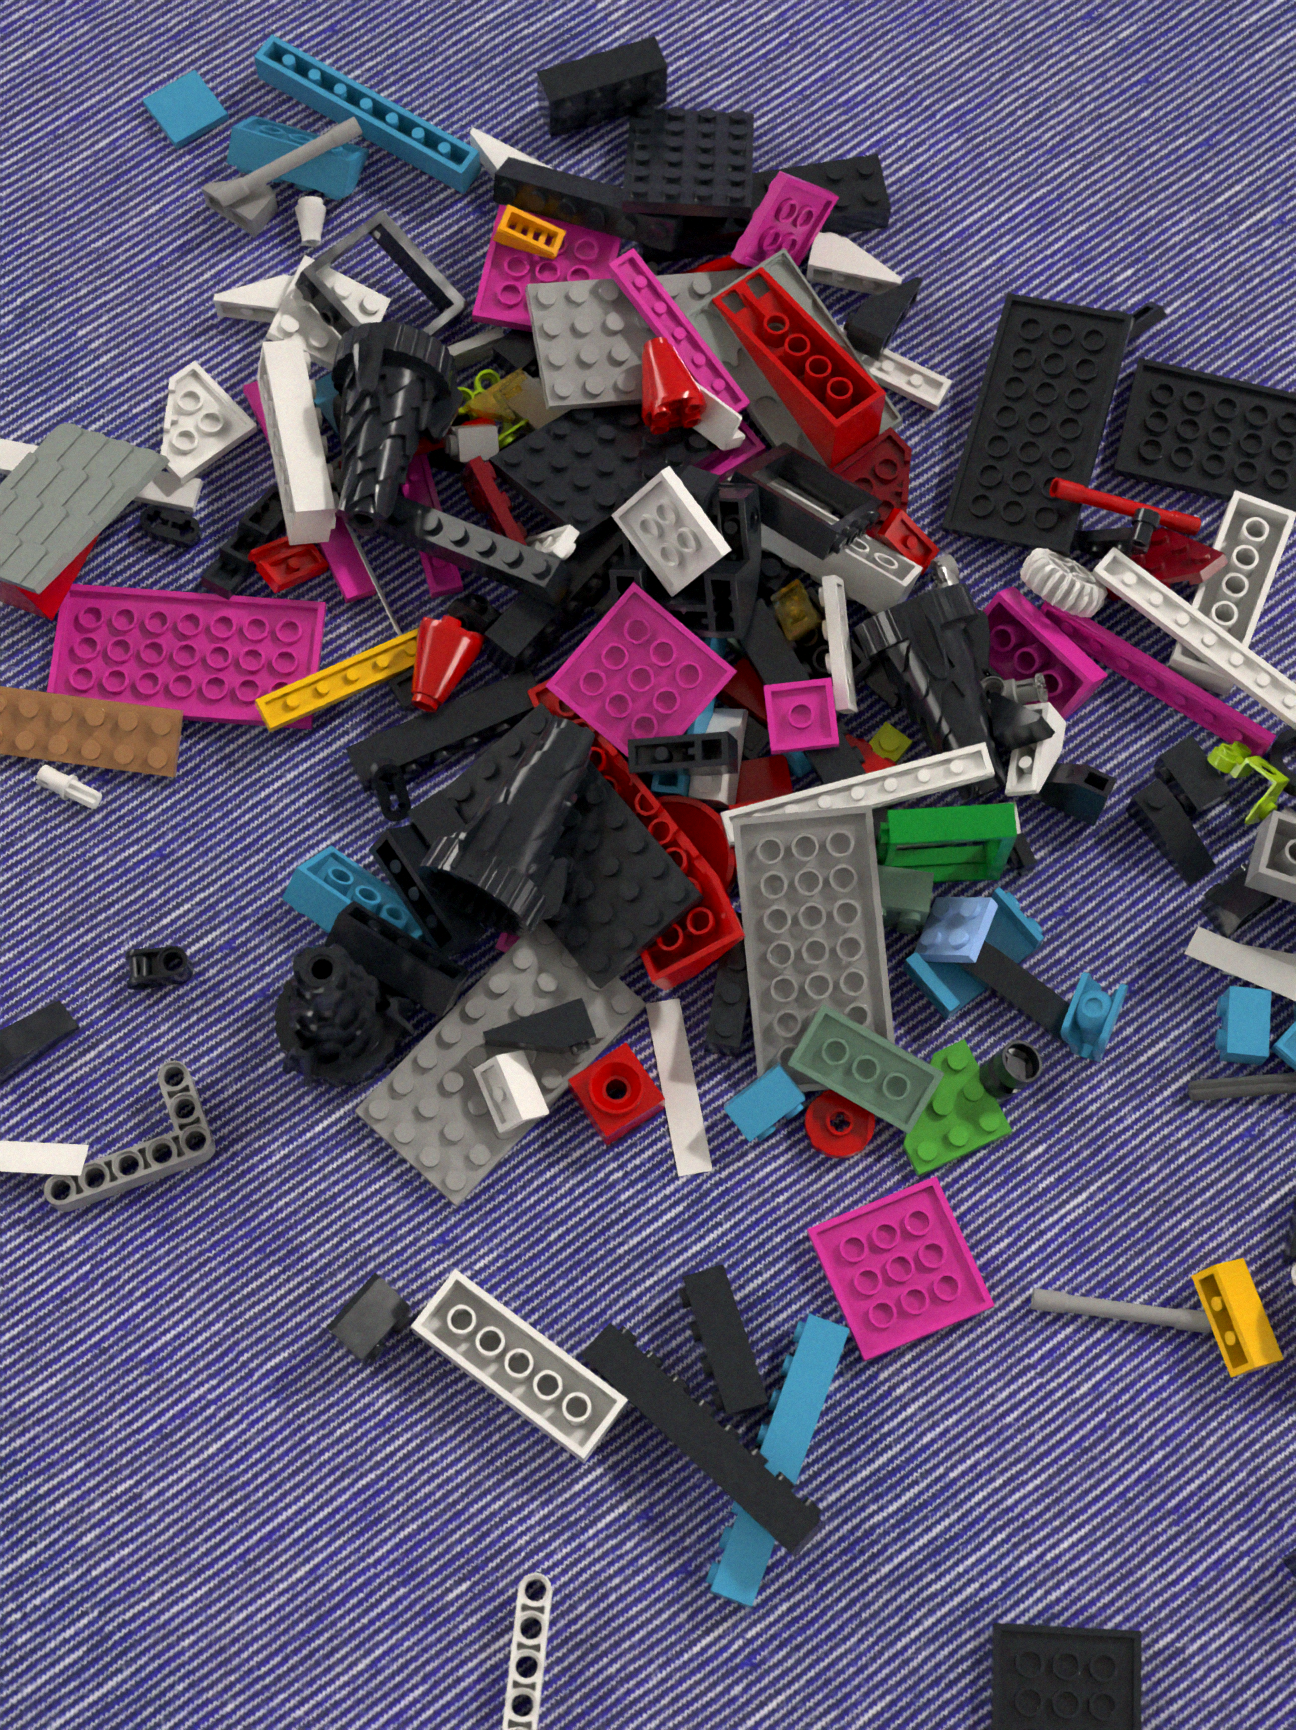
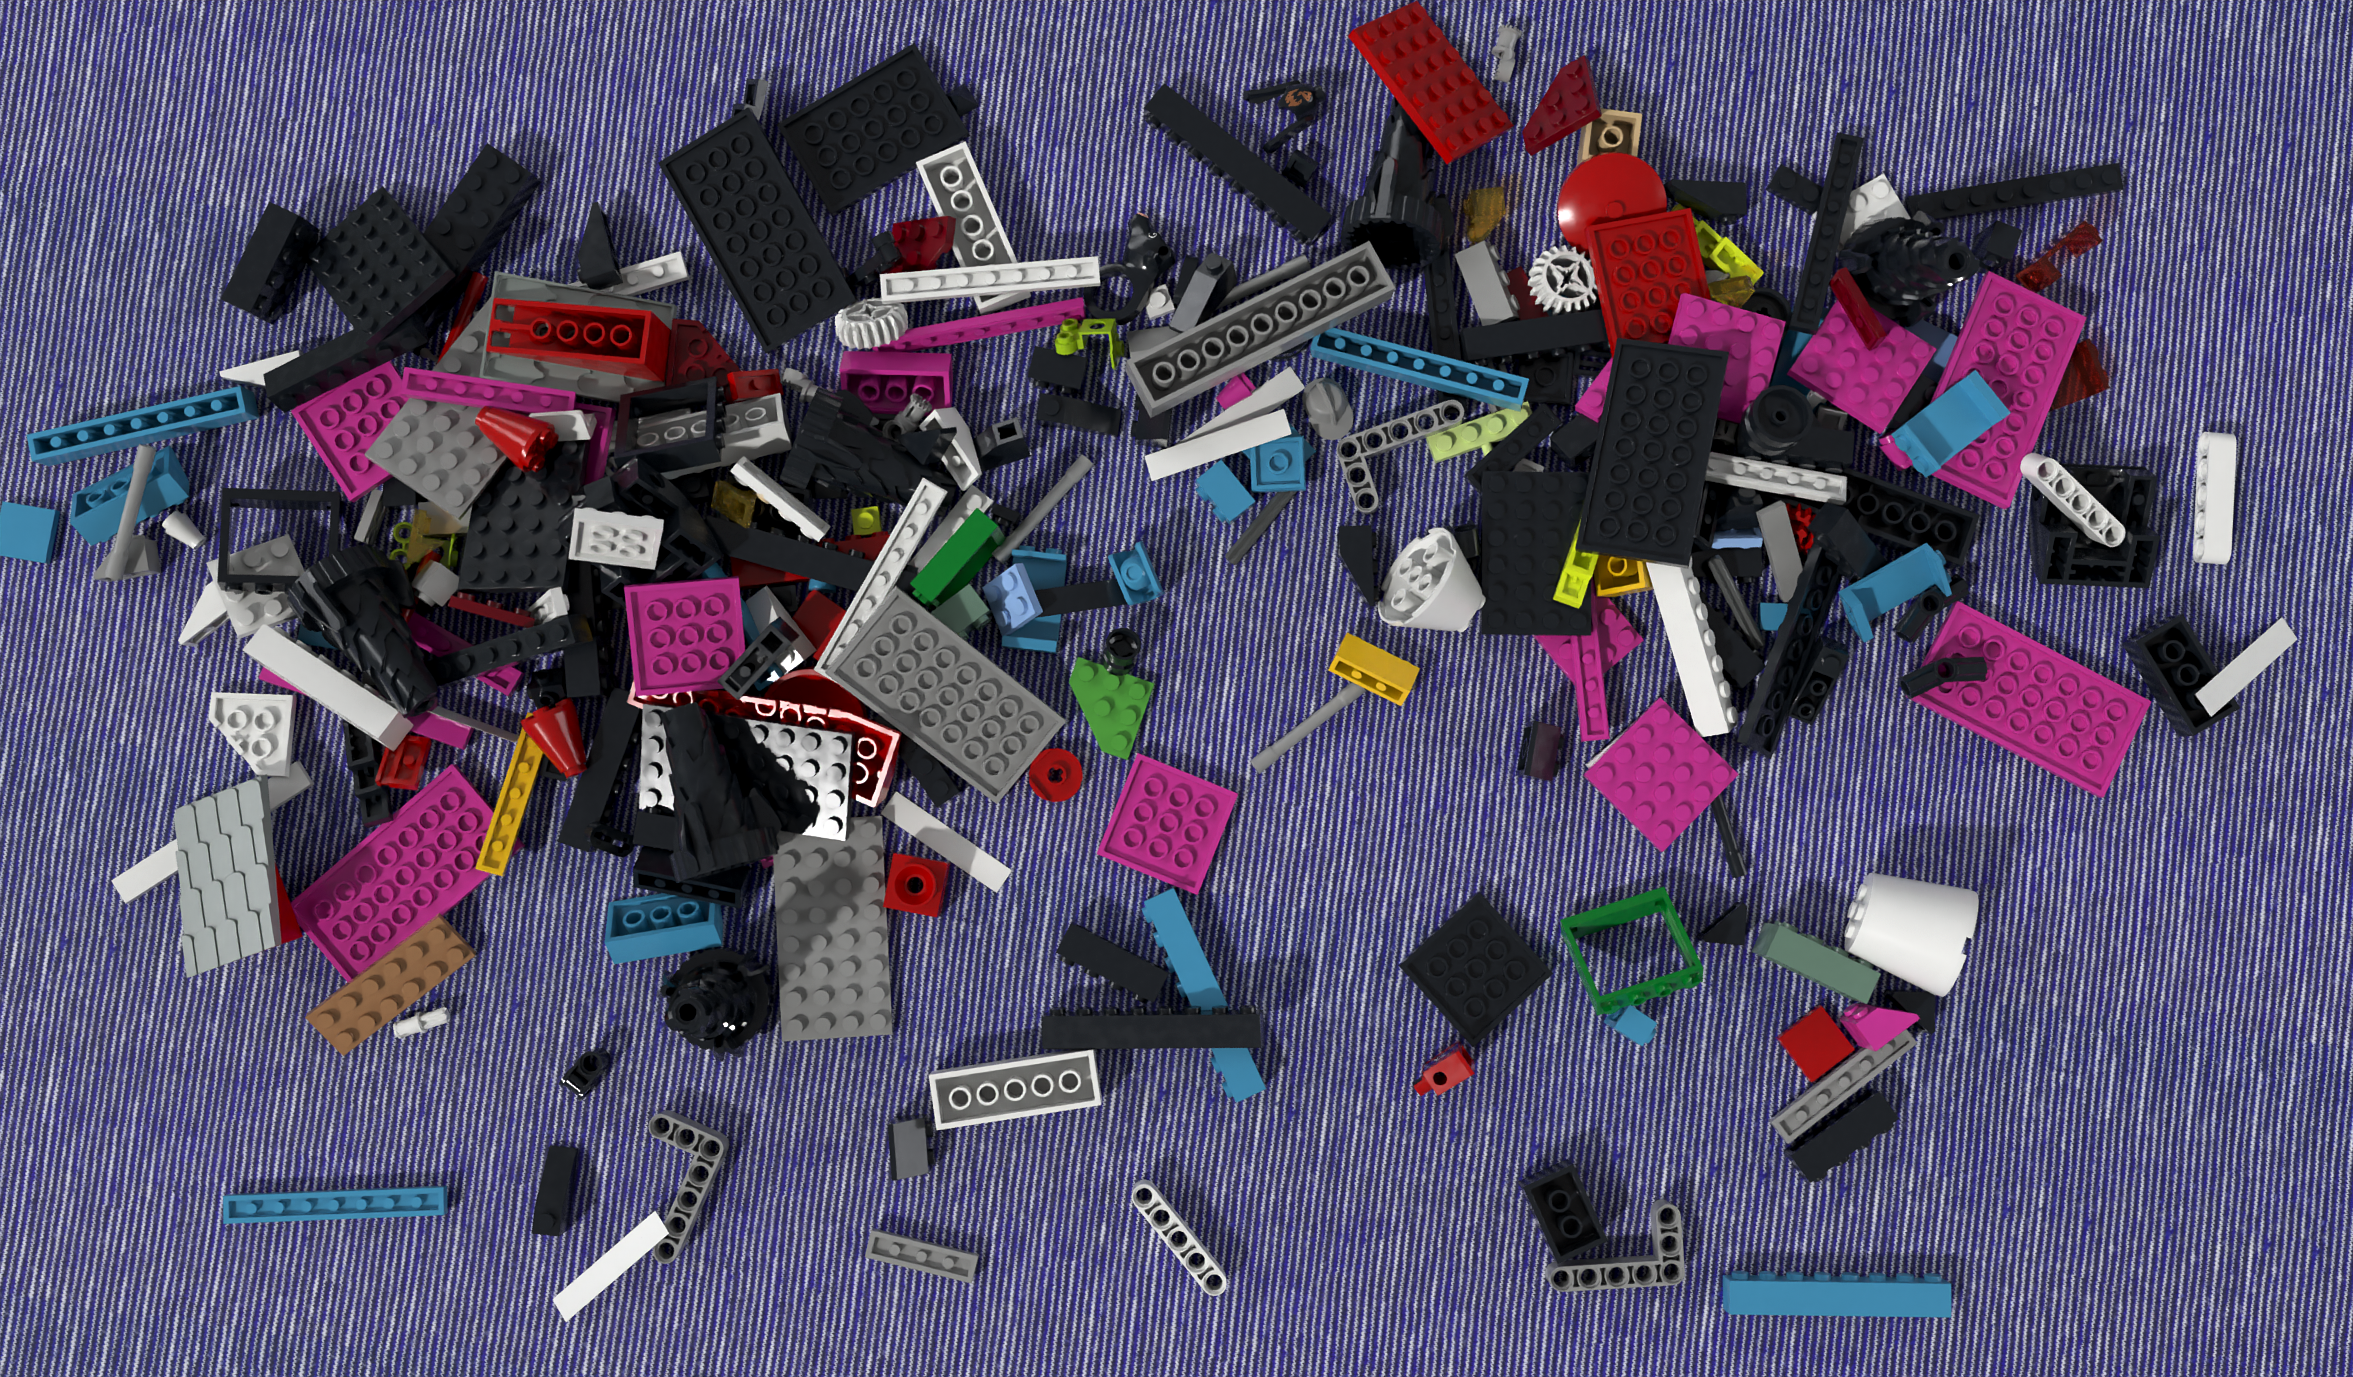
camera: 45 degrees left, 15 degrees up
(173, 521) = (307, 803): black beam -> none
(274, 1435) = (922, 1255): none -> light grey plate
(398, 959) = (716, 938): black brick -> none
(510, 1090) = (857, 943): white panel -> none
(521, 220) = (334, 422): light orange slope -> none
(549, 1031) = (847, 886): black slope -> none
(764, 1103) = (1004, 807): dark azure brick -> none
(785, 219) = (477, 252): dark pink plate -> none
(801, 716) = (802, 566): dark pink plate -> none
(845, 265) = (540, 236): white slope -> none
(865, 1068) = (1040, 733): sand green plate -> none
(1079, 493) = (827, 258): red piece -> none
(1112, 880) = (1072, 476): none -> light grey piece

